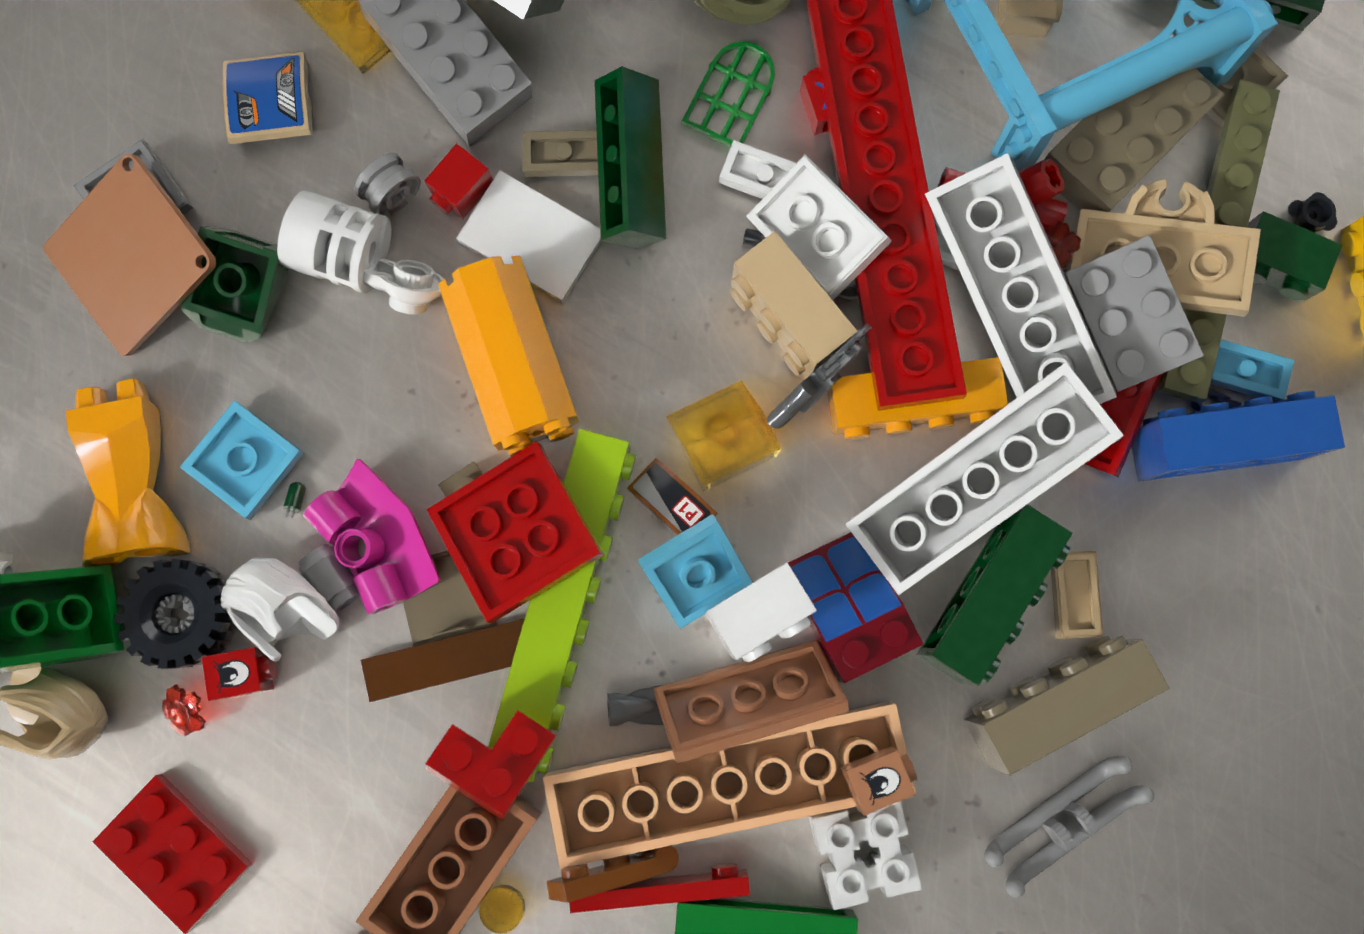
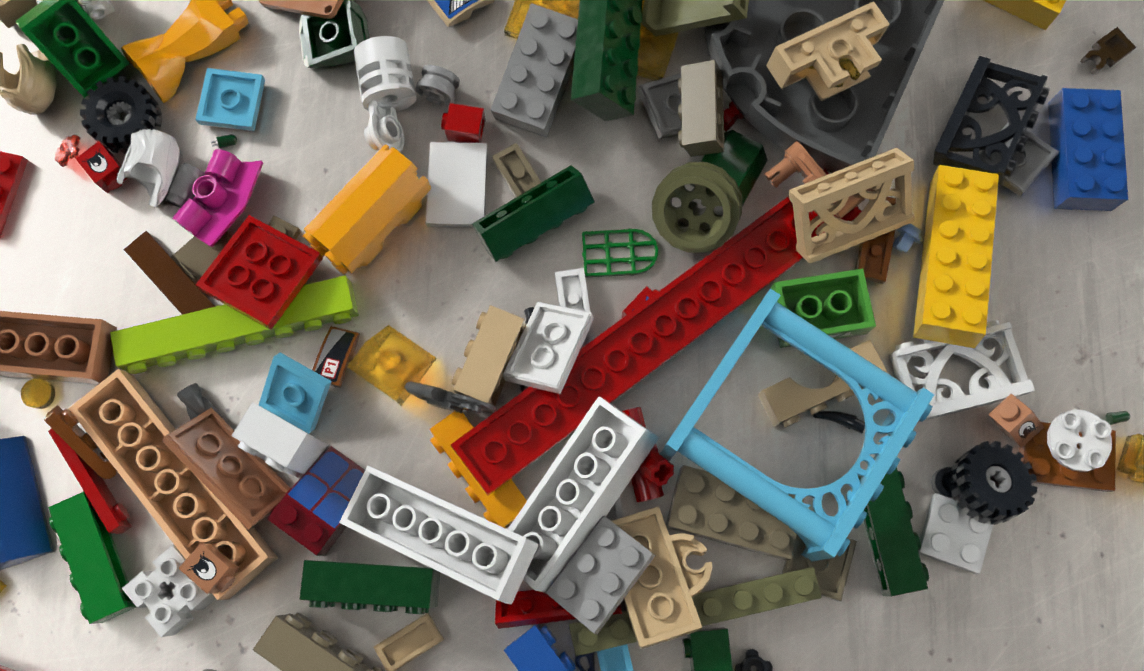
camera: 60 degrees right, 5 degrees down
(496, 774) = (101, 336): red brick -> none
(1063, 242) = (627, 504): clear red plant -> none

